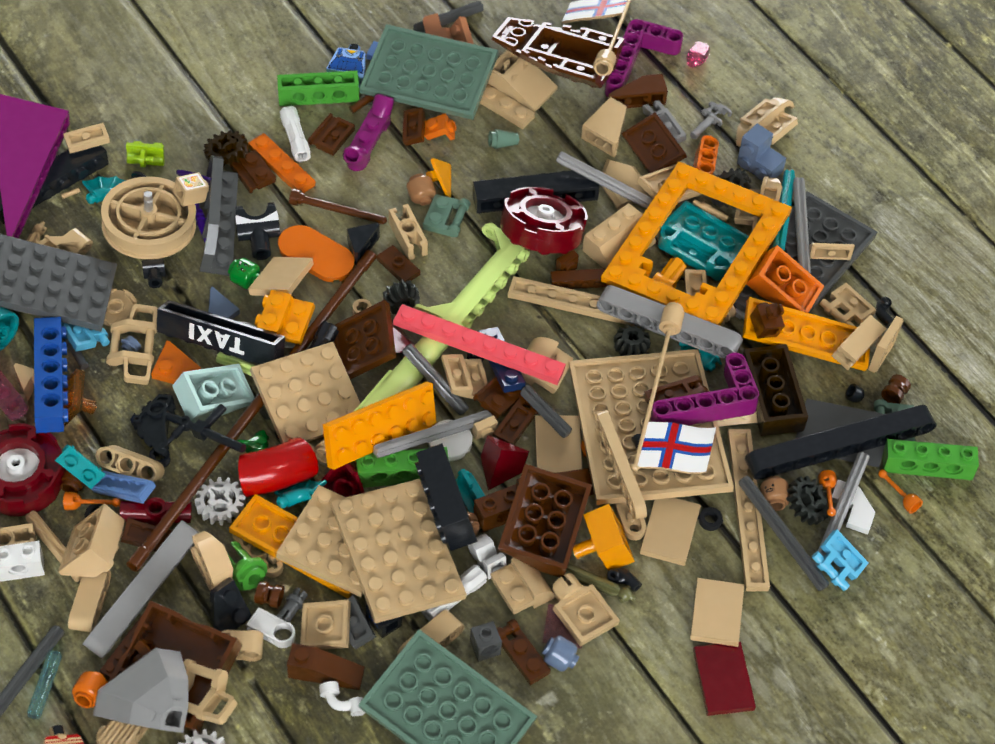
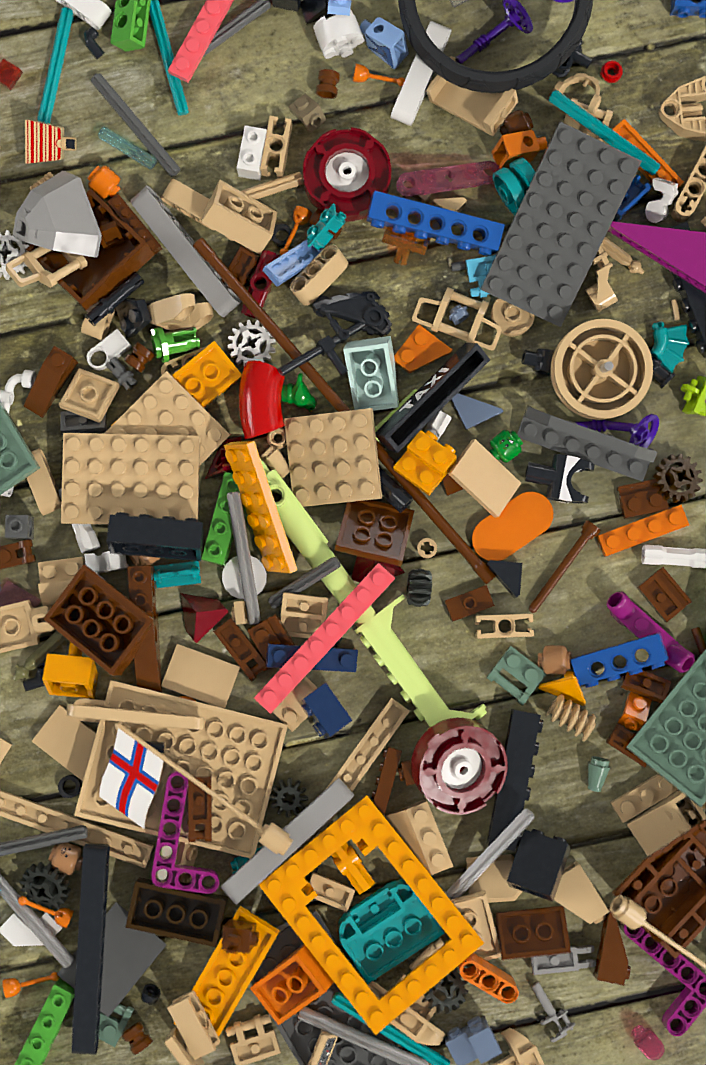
camera: 115 degrees right, 30 degrees up
(191, 189) = (612, 416): tan brick -> none
(222, 624) = (107, 305): none -> black pin
(297, 493) = (229, 416): teal arm -> none
(388, 114) = (584, 664): none -> blue brick
(464, 165) = (572, 717): none -> tan piece
(468, 128) = (619, 739): none -> reddish brown plate
(544, 324) = (326, 710): none -> dark blue brick
(546, 411) = (234, 676): dark grey axle -> none
(598, 146) = (539, 864): none -> black brick

